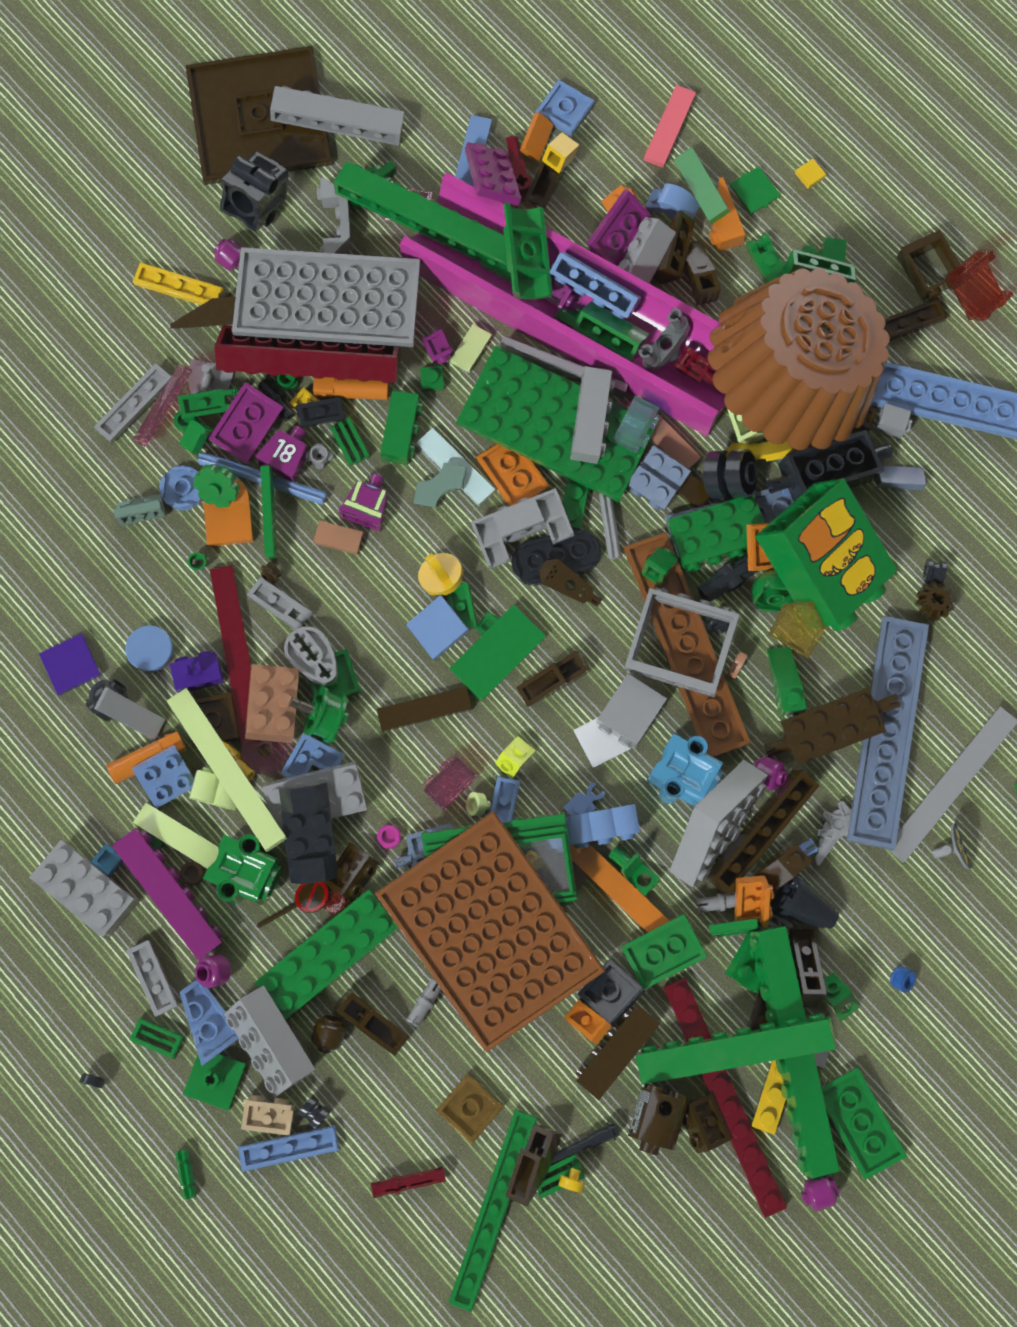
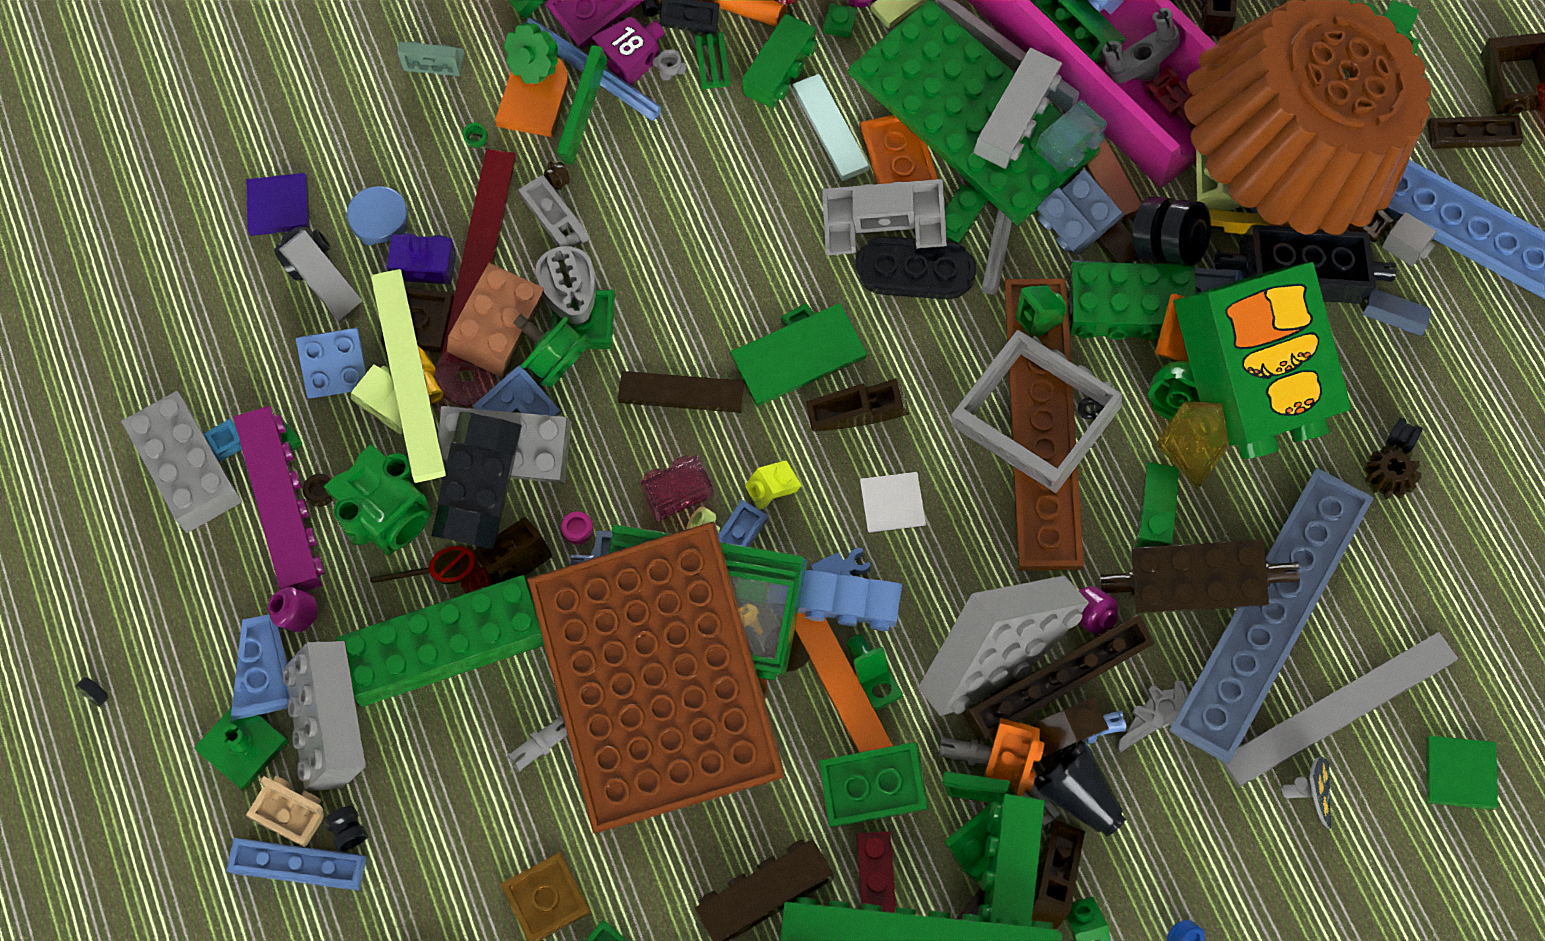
camera: 25 degrees right, 10 degrees down
(122, 768) = (283, 337): orange piece -> none
(152, 978) = (217, 595): light grey plate -> none
(175, 1046) = (210, 688): green tile -> none
(177, 835) = (315, 434): yellowish green slope -> none
(178, 489) = (486, 52): medium blue tile -> none
(185, 1174) = (156, 848): green axle -> none
(328, 1033) = (403, 737): dark brown head -> none
(338, 537) = (655, 162): nougat tile -> none
(366, 503) = (703, 133): magenta torso -> none
(371, 1022) = (463, 744): dark brown slope -> none
(437, 627) = (735, 300): medium blue tile -> none
(440, 574) = (762, 238): yellow tile -> none
(448, 479) = (814, 136): sand green tile -> none
(463, 605) = (774, 287): green plate -> none
(560, 579) = (911, 292): dark brown piece -> none
(587, 1022) = (739, 841): orange slope -> none
(611, 993) = (784, 814): black tile -> none
(630, 711) = (941, 477): light grey brick -> none
(685, 771) = (980, 561): dark azure piece -> none
(726, 579) = (1127, 358): black piece -> none
(736, 665) = (1106, 462): nougat tile -> none

